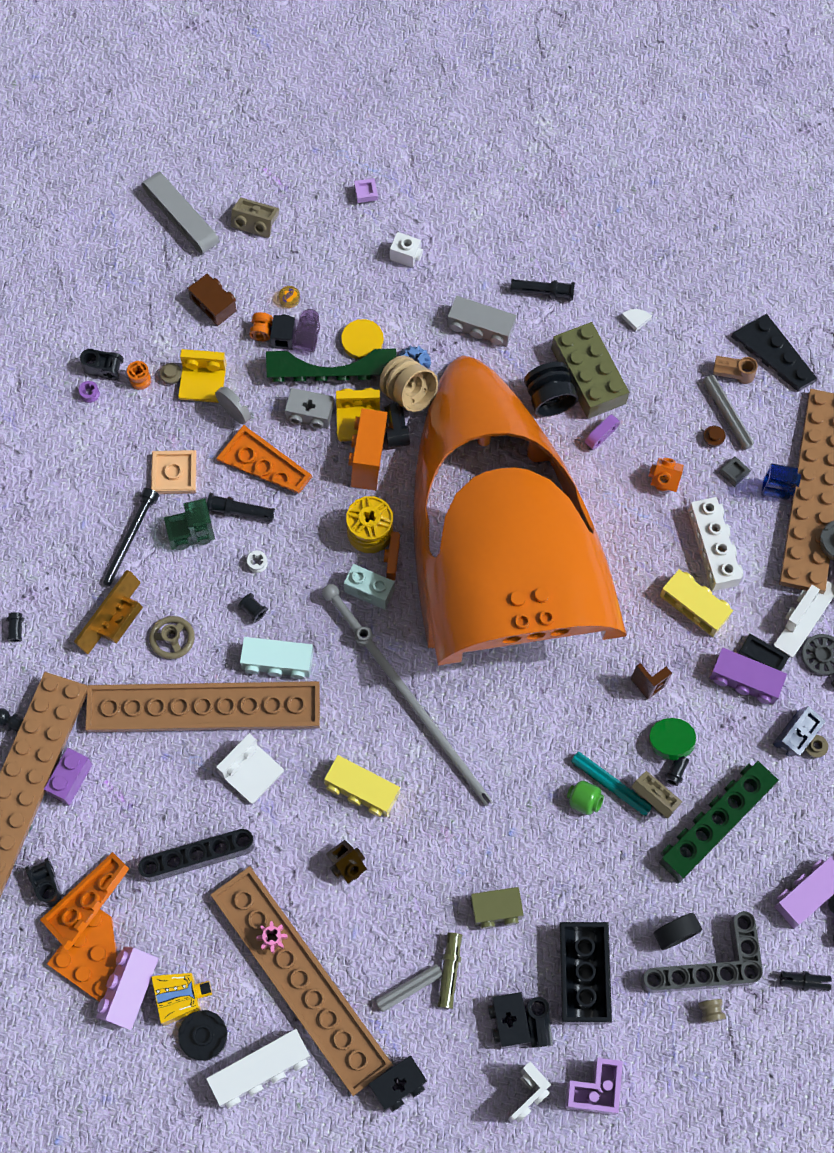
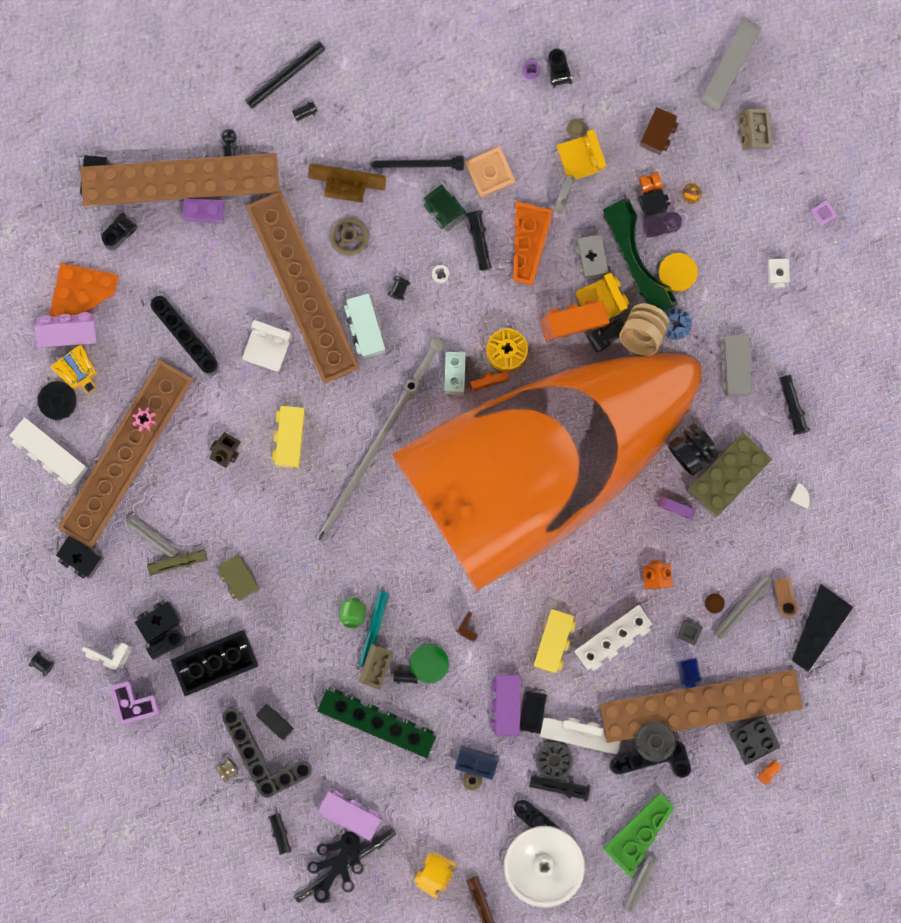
camera: 75 degrees right, 15 degrees up
(82, 903) = (112, 267): orange wing -> none
(140, 380) = (559, 106): orange wheel -> none

